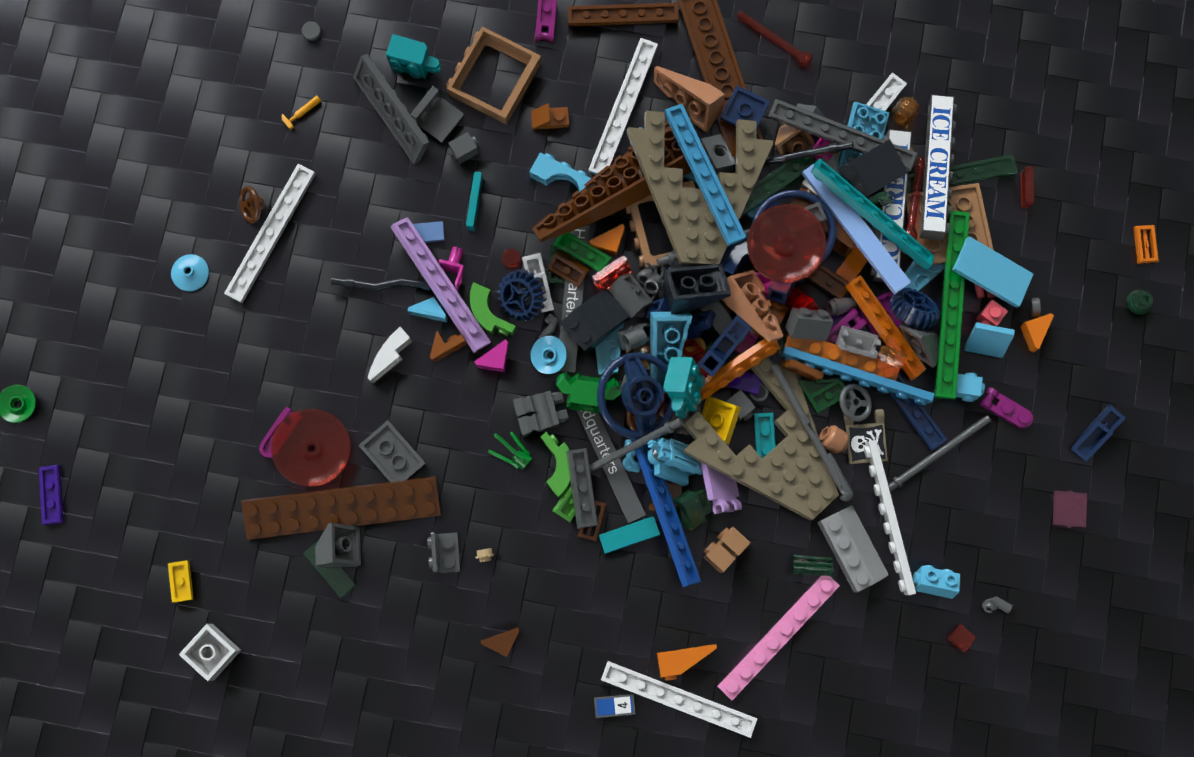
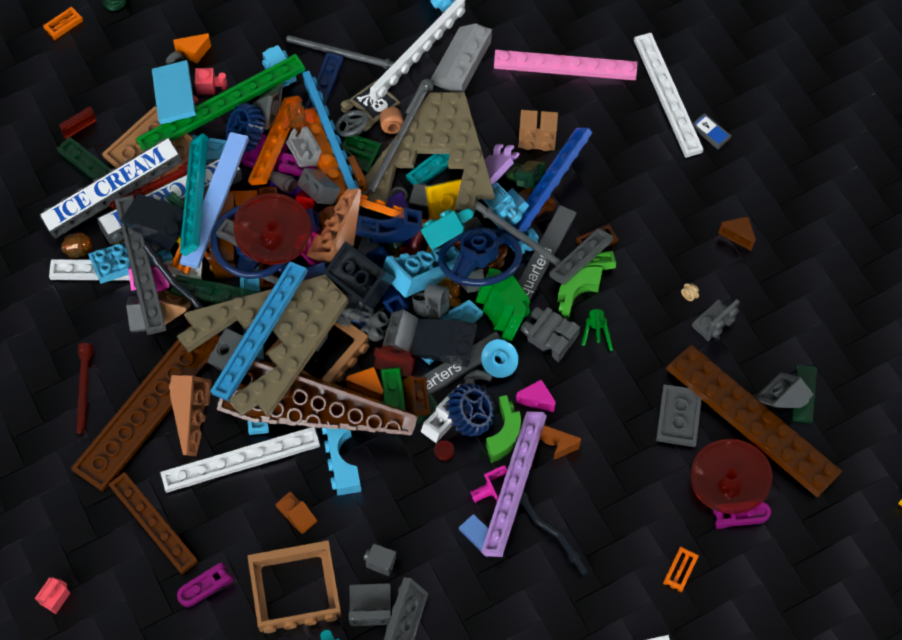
camera: 130 degrees left, 15 degrees down
(286, 369) = (674, 584): none -> orange tile
(388, 354) = (605, 480): white slope -> none
(428, 309) = (541, 479): medium azure slope -> none
(474, 201) = (420, 513): teal tile -> none
(629, 534) = (584, 207): teal tile -> none
(678, 661) = (640, 109): orange slope -> none
(744, 106) = (170, 358): dark blue plate -> none
(813, 565) = (492, 79): clear green tile -> none
(989, 340) = (227, 66): medium azure tile -> none
(1007, 409) = (270, 29): magenta plate -> none

